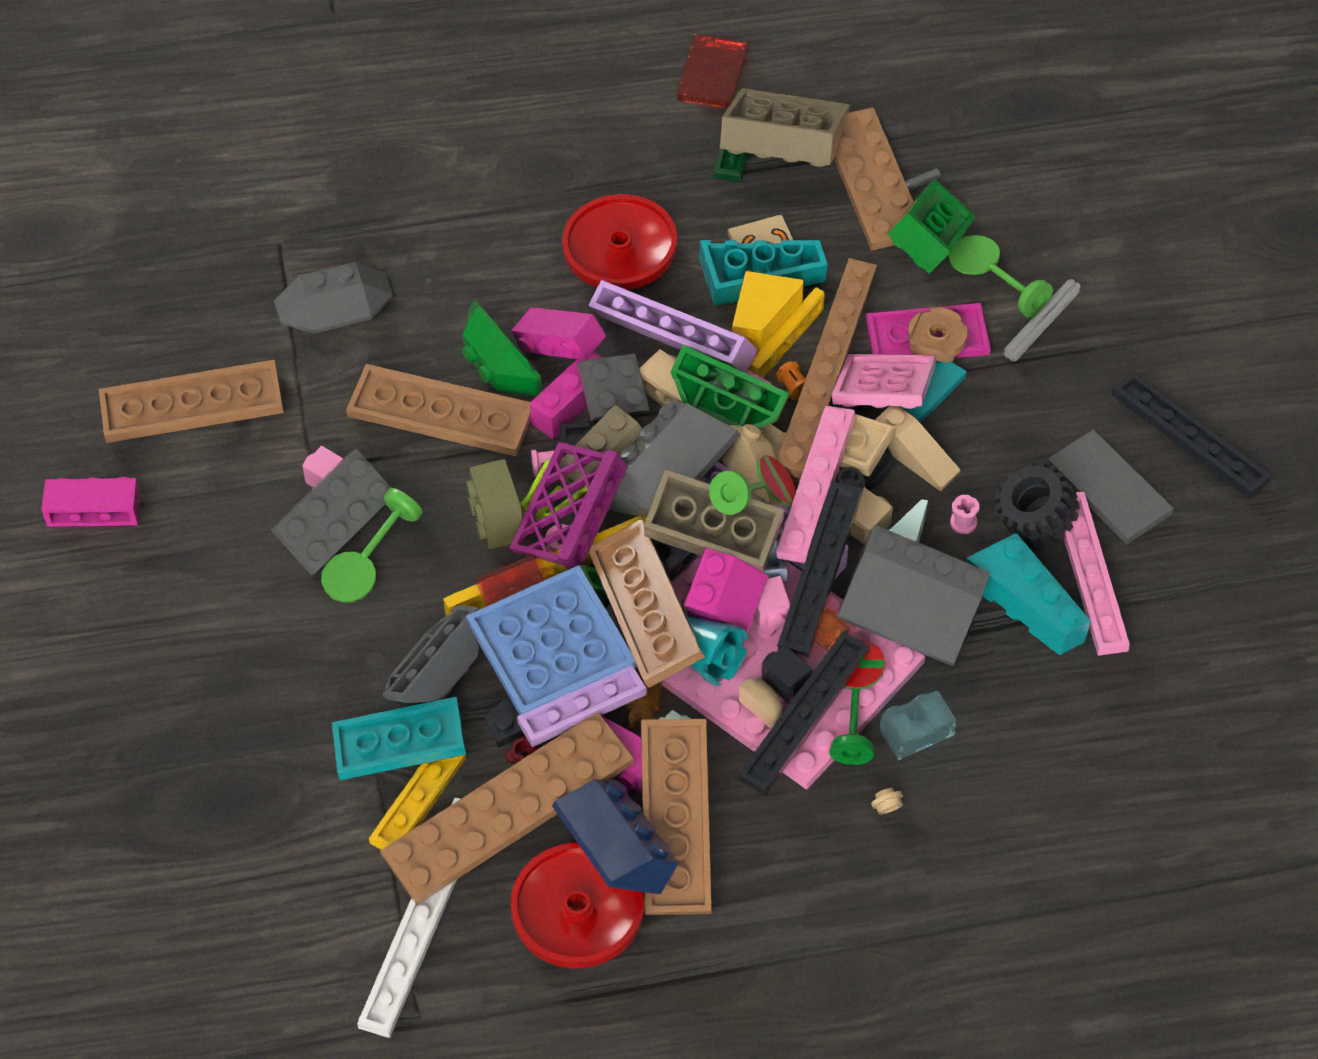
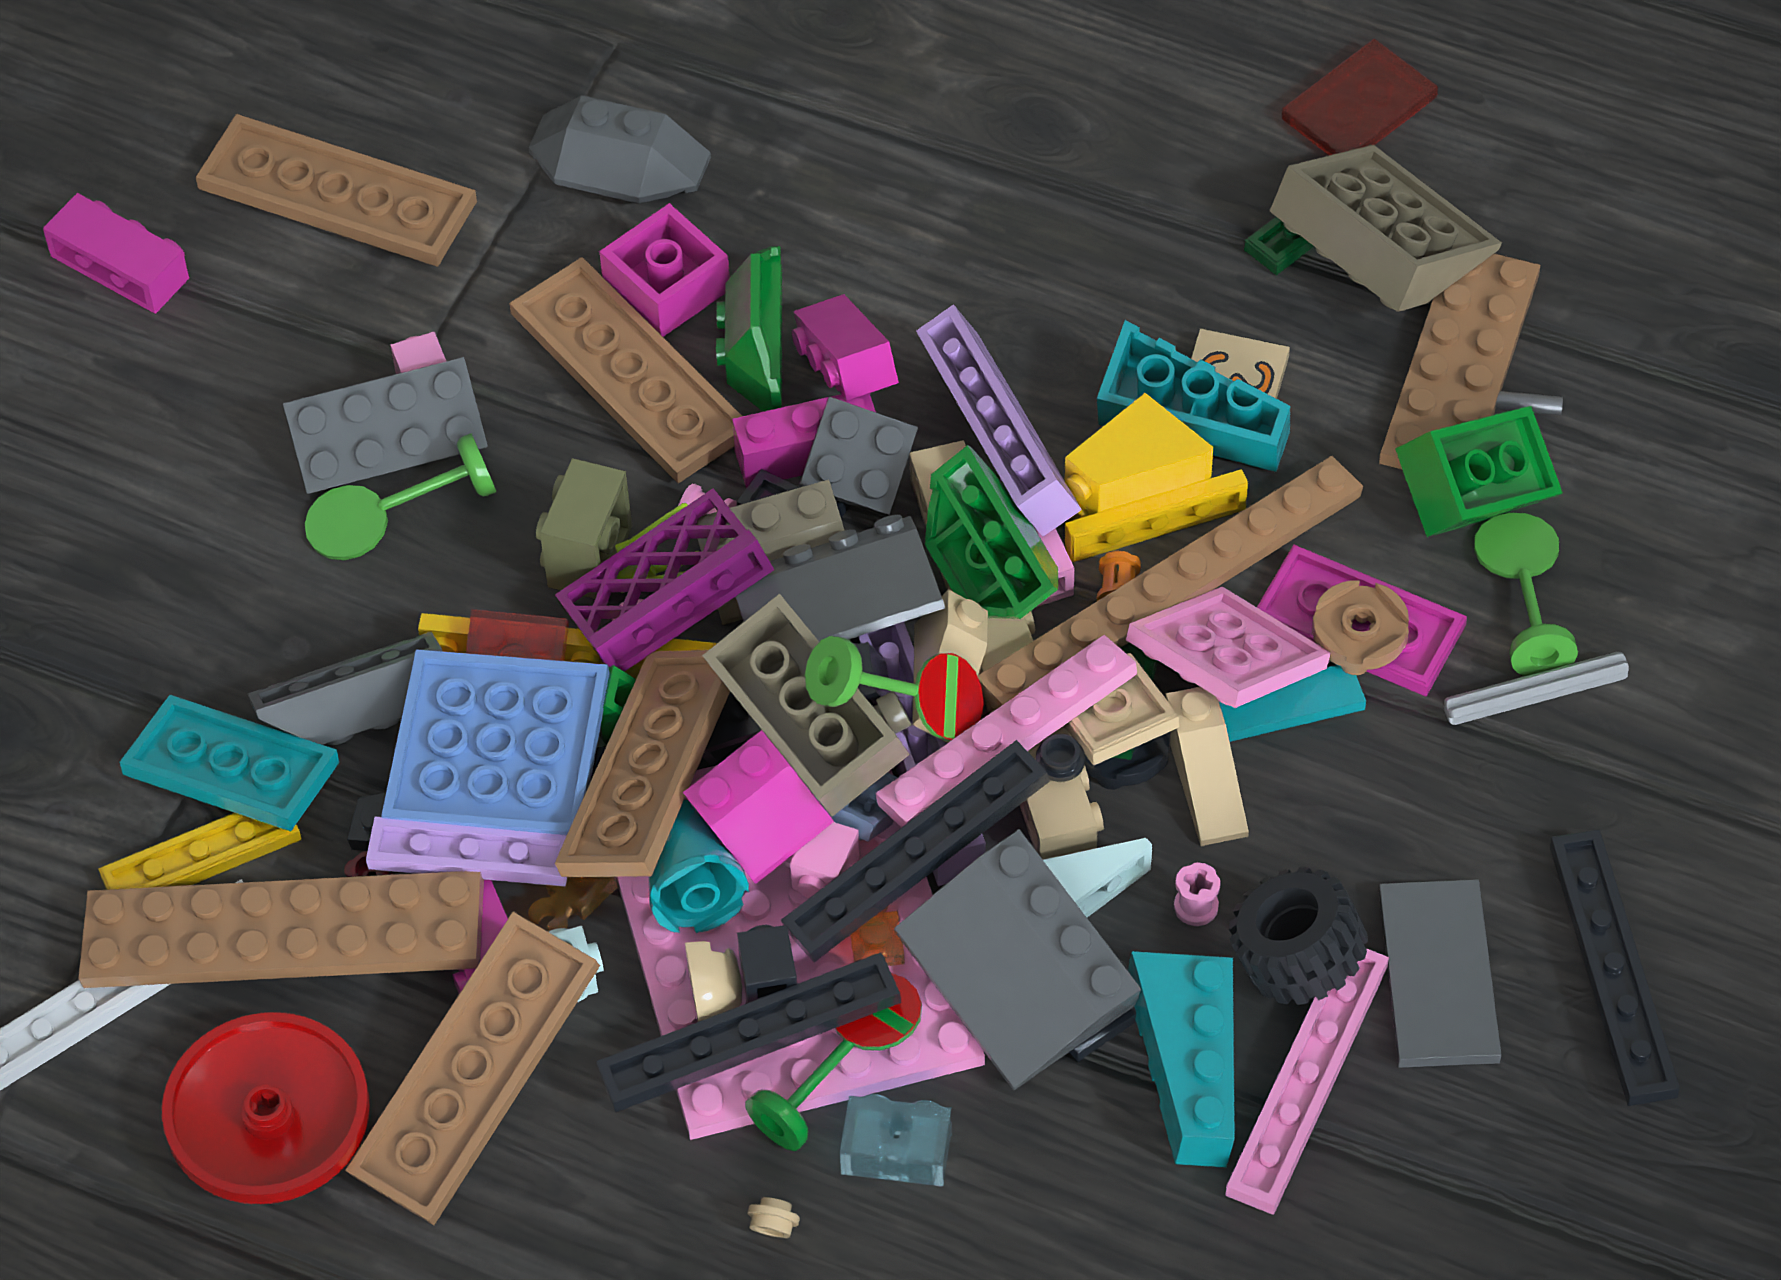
camera: 35 degrees right, 0 degrees up
(421, 344) = (666, 269): none -> dark pink brick
(617, 837) = (366, 1047): dark blue slope -> none
(620, 241) = (1033, 269): red dish -> none

